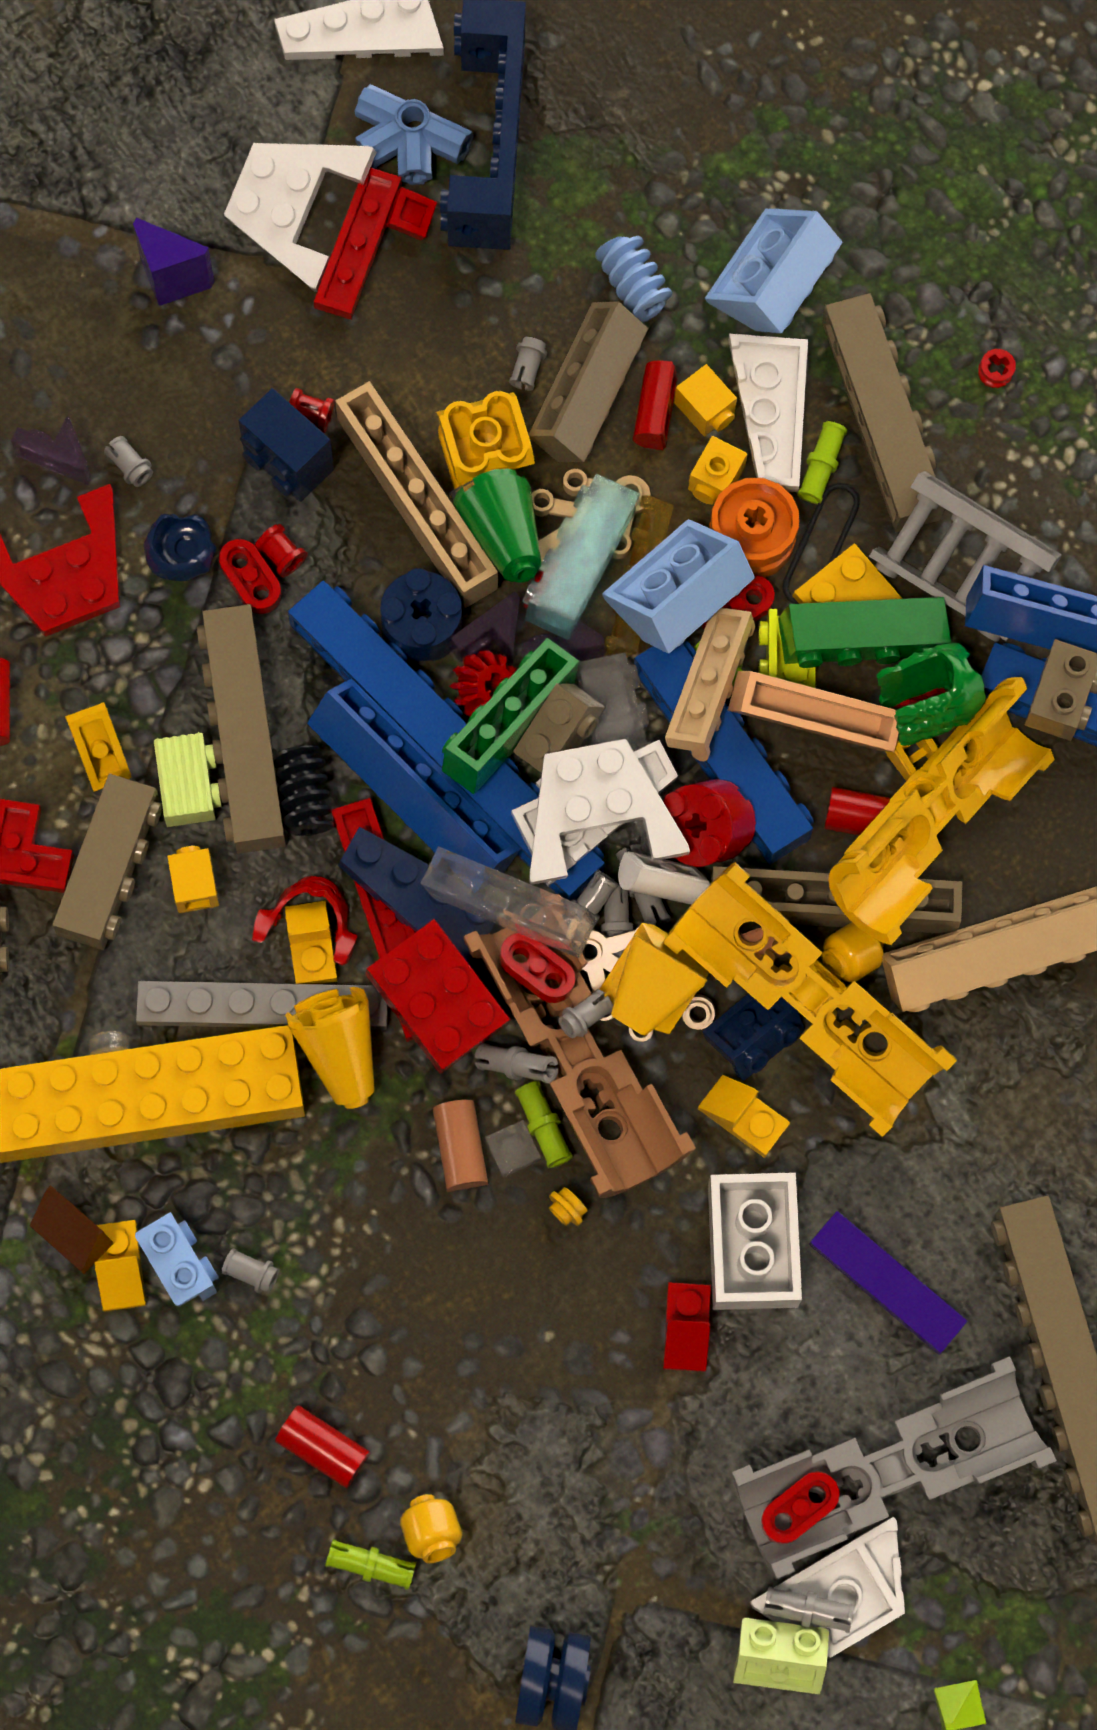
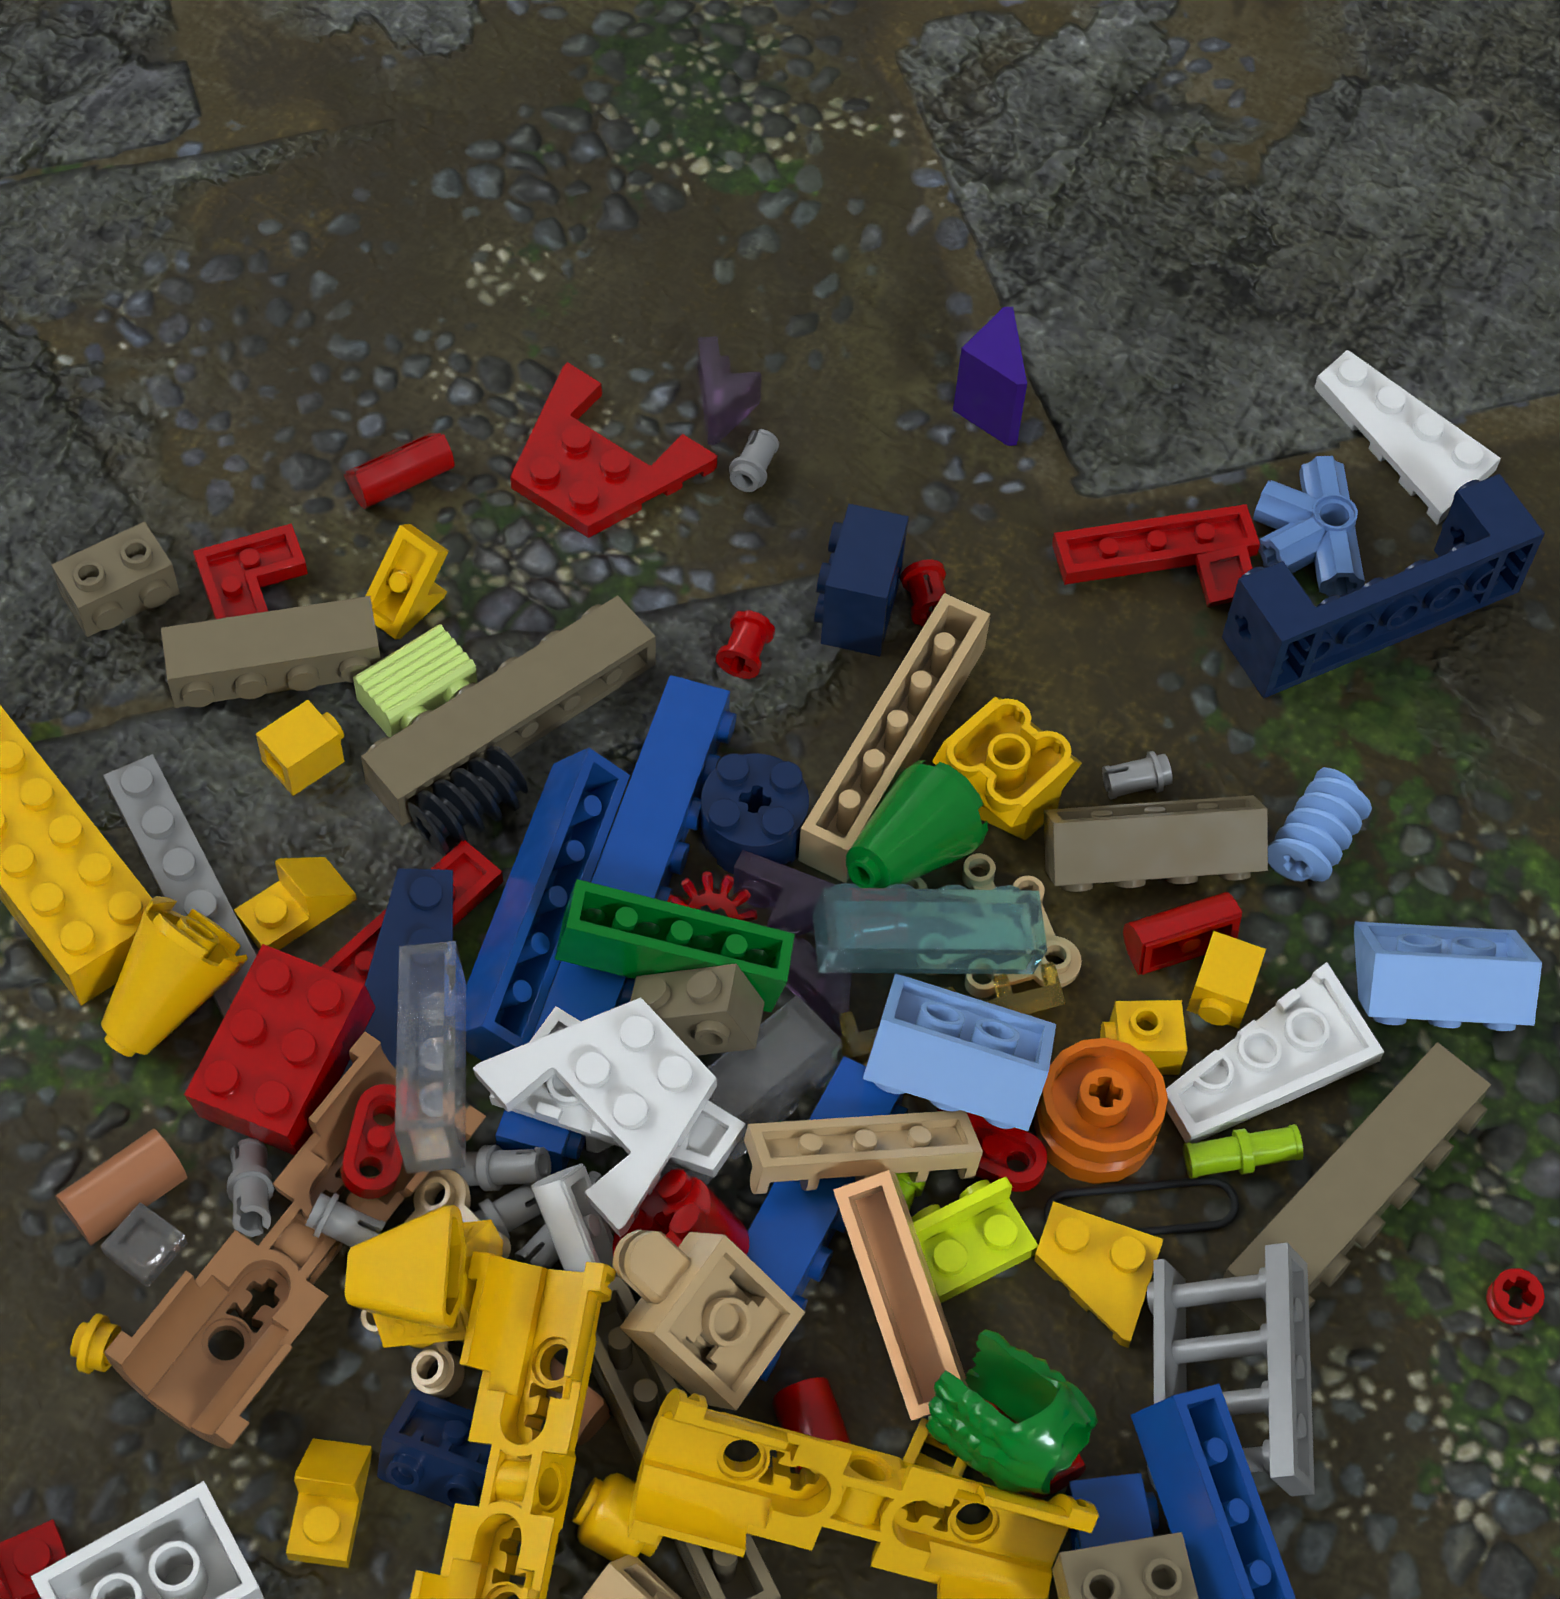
camera: 60 degrees right, 15 degrees down
(108, 1042) = (59, 759): clear tile -> none
(179, 547) = (682, 544): dark blue hair -> none
(250, 578) = (694, 635): red plate -> none
(279, 192) = (1157, 444): white wing -> none
(315, 887) = (352, 912): red helmet -> none
(543, 1124) = (190, 1258): lime pin -> none
(779, 827) = (704, 1312): none -> tan brick
(861, 630) = (1048, 1298): green brick -> none

